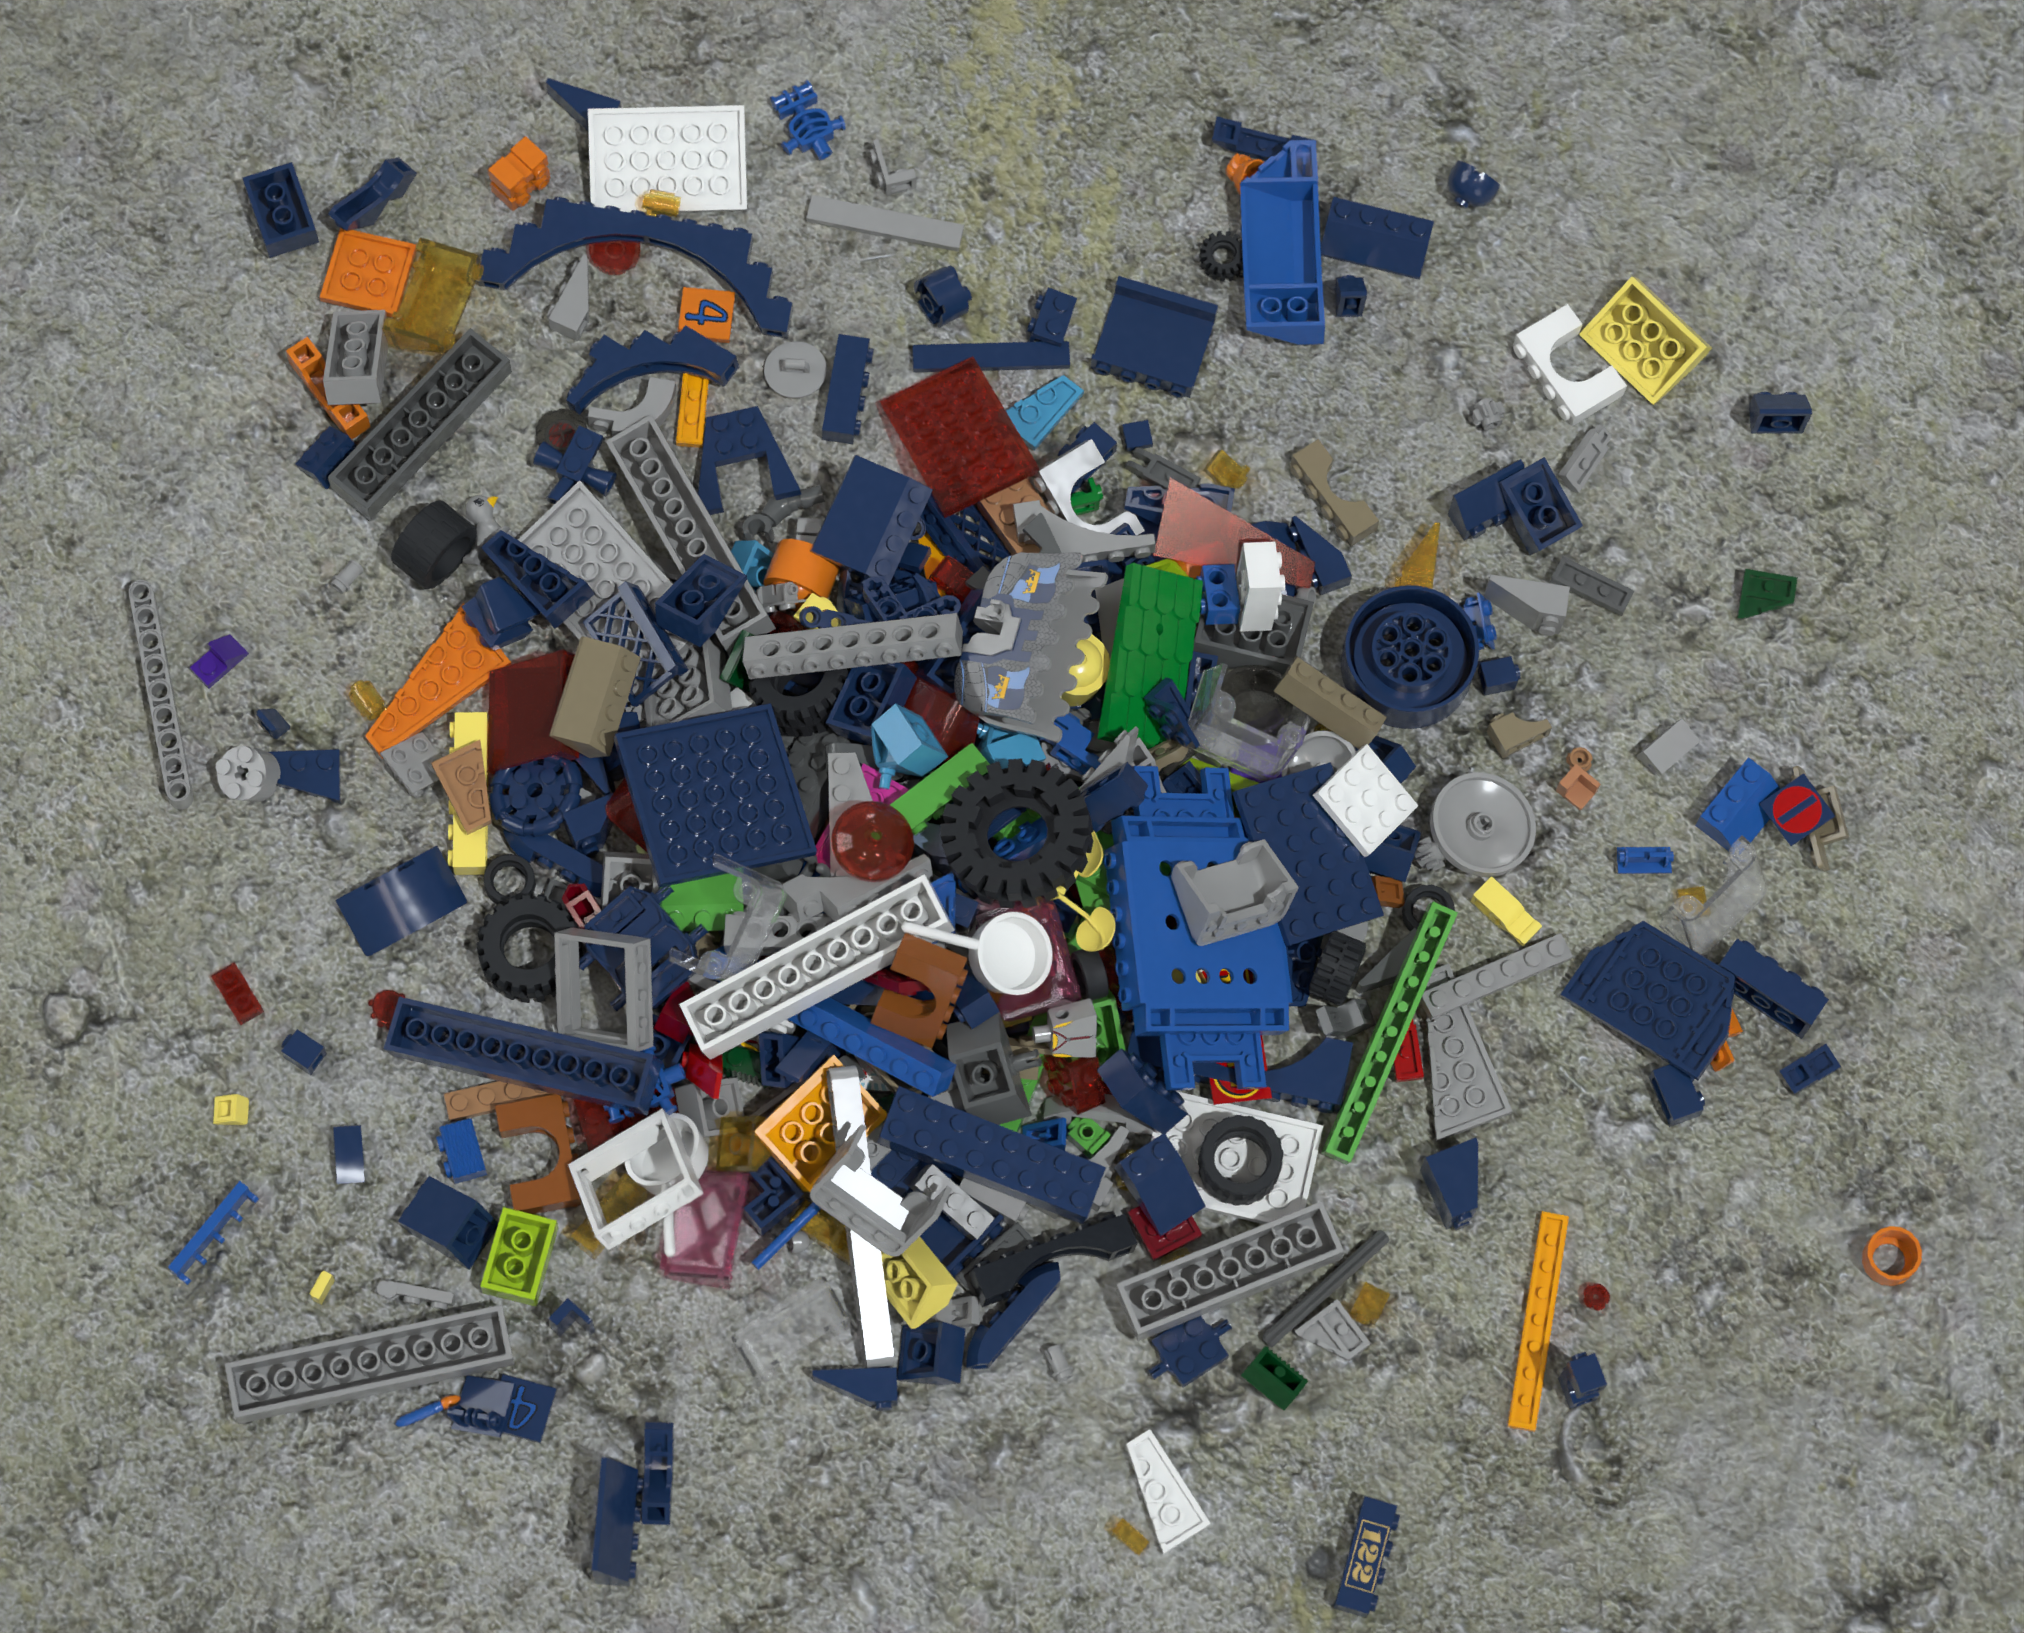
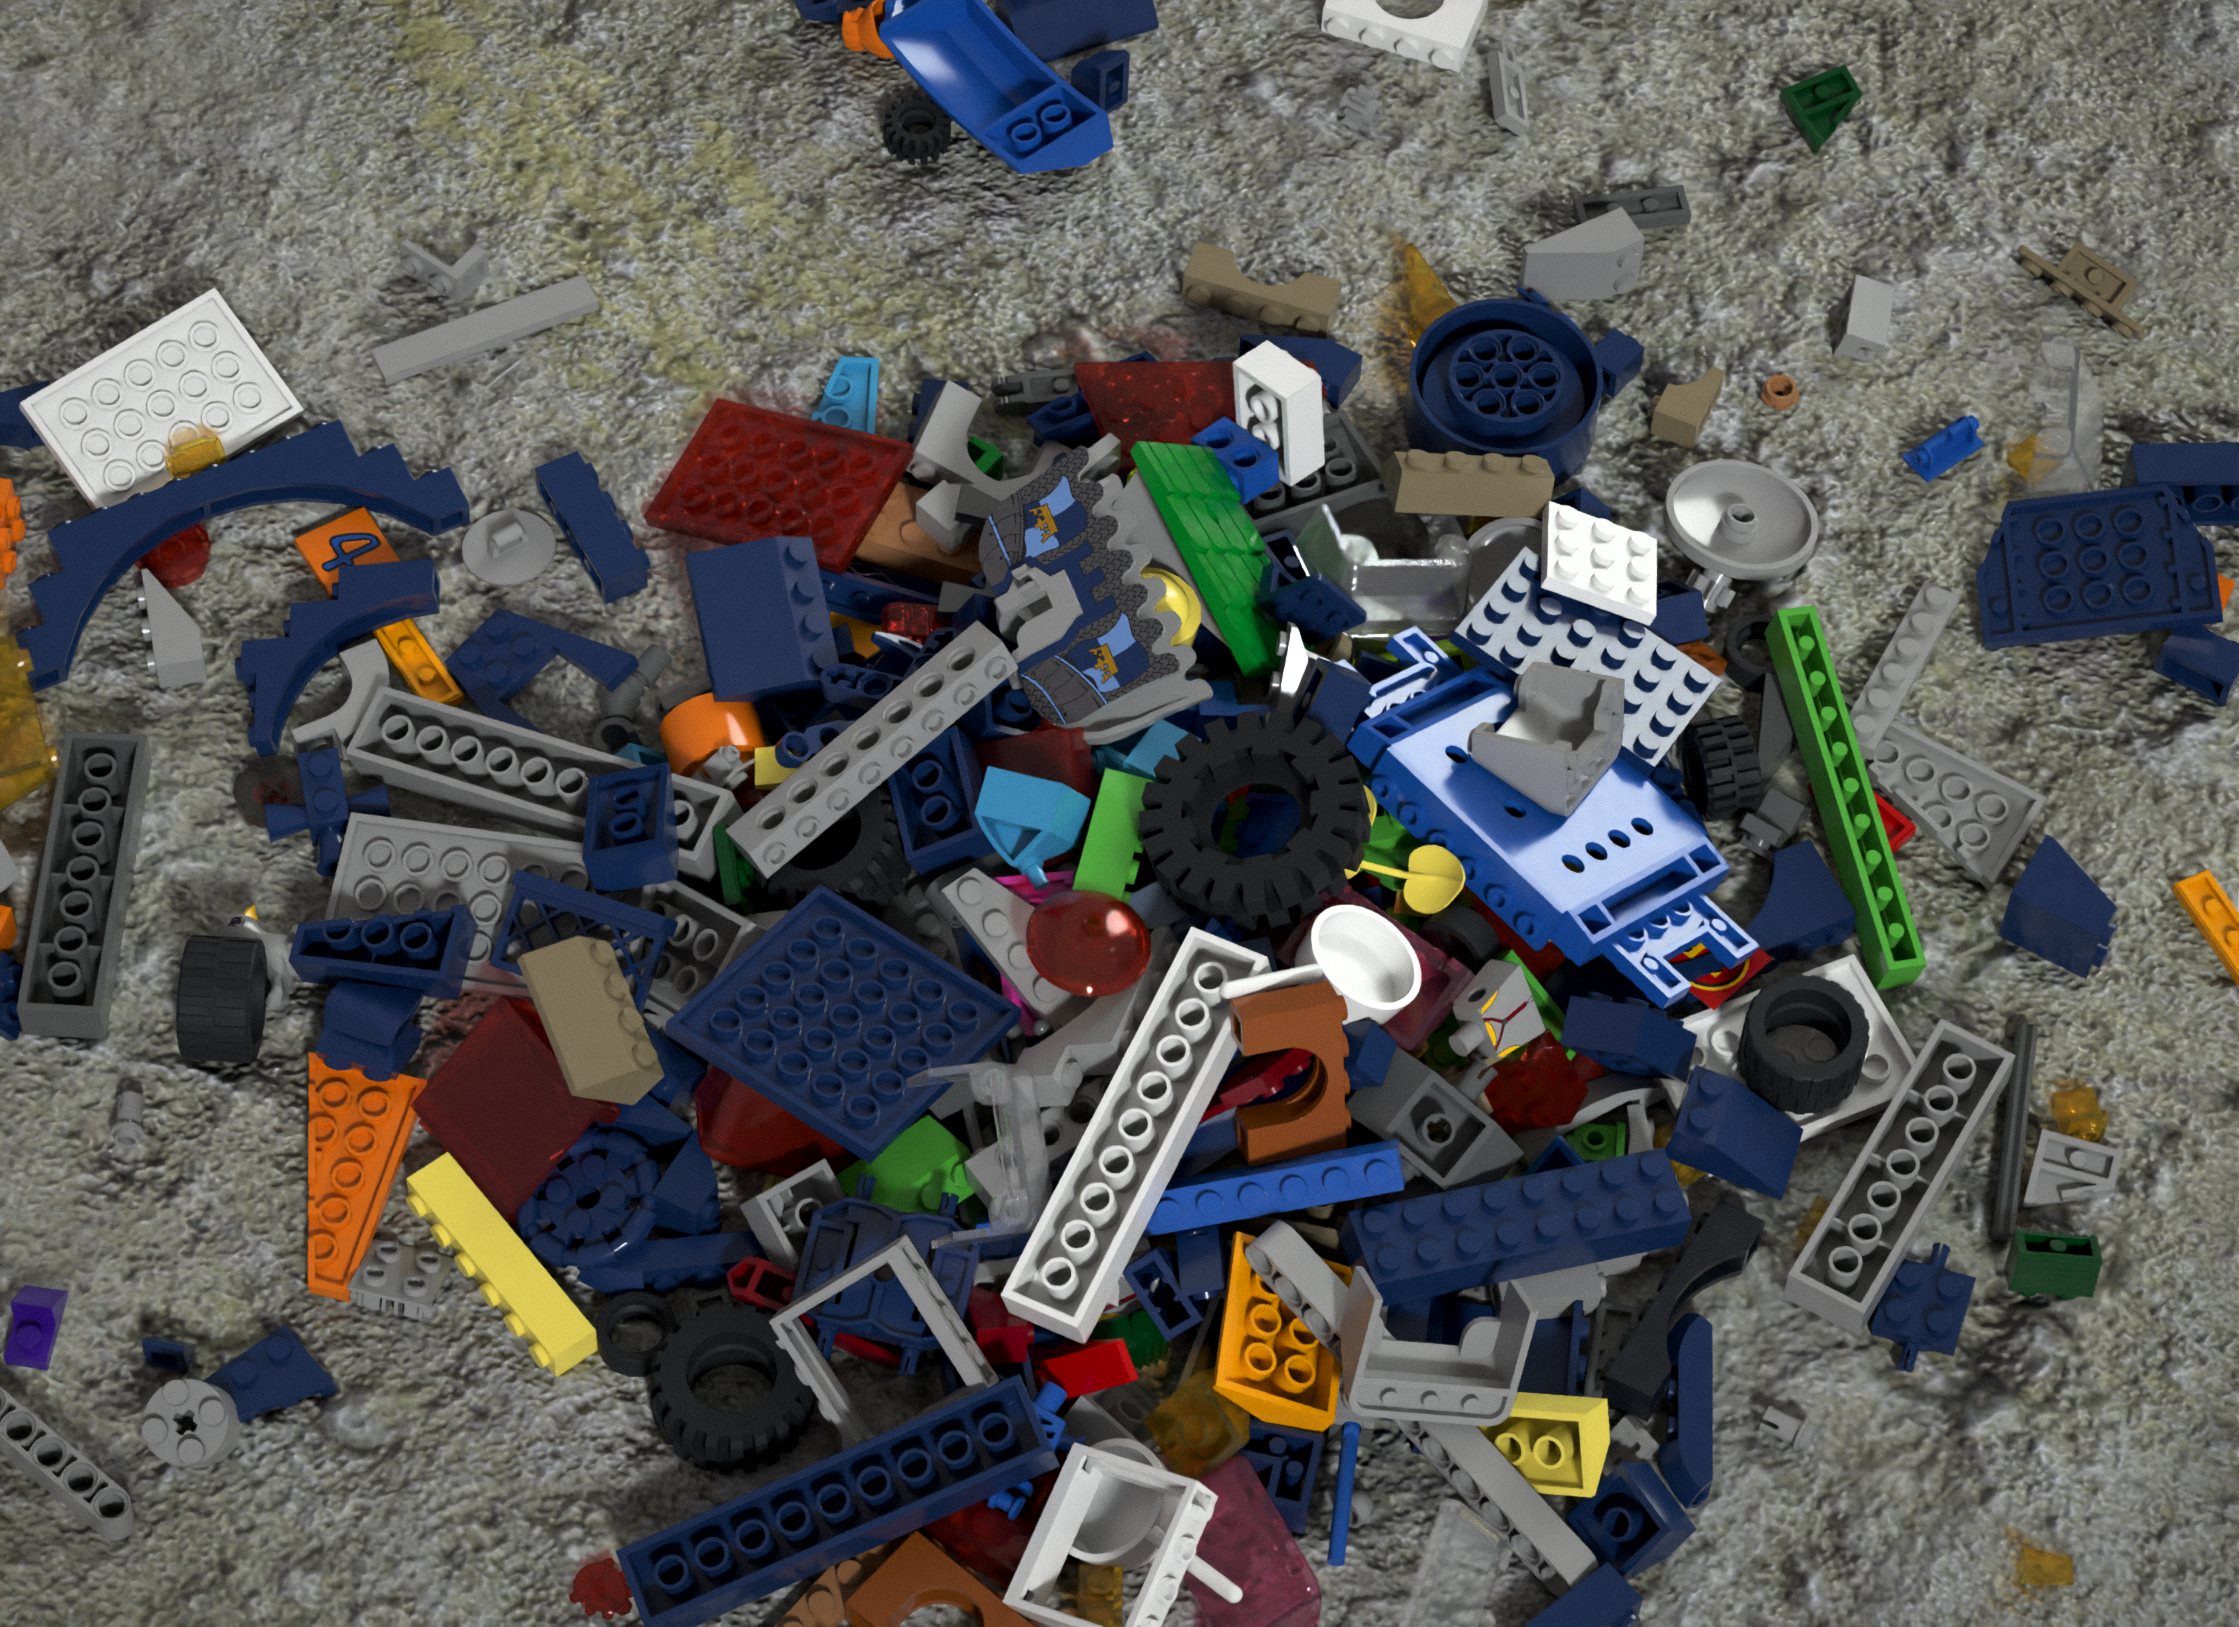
camera: 35 degrees left, 15 degrees down
(367, 699) = (274, 1242): clear yellow brick -> none
(401, 901) = (519, 1449): dark blue panel -> none
(465, 785) = (491, 1247): medium nougat wing -> none
(815, 126) = (306, 272): blue piece -> none
(826, 1232) = (1389, 1471): clear yellow slope -> none
(942, 296) = (626, 356): dark blue brick -> none
(959, 1207) = (1553, 1332): light grey arch -> none
(992, 356) = (743, 385): dark blue tile -> none
(1052, 317) = (773, 305): dark blue bracket -> none
(1137, 435) = (980, 370): dark blue tile -> none
(1154, 337) = (909, 257): dark blue panel -> none
(1167, 1498) = (2050, 1490): white wing -> none
(1169, 1242) = (1785, 1214): dark red plate -> none
(1226, 470) = (1115, 342): clear yellow bracket -> none
(1482, 504) = (1447, 188): dark blue slope -> none
(1505, 911) = (1845, 596): light yellow piece -> none
(1539, 506) = (1509, 158): dark blue slope -> none
(1578, 787) = (1804, 419): nougat panel -> none
(1737, 806) = (1996, 328): blue slope -> none
(1797, 810) = (2064, 287): piece -> none

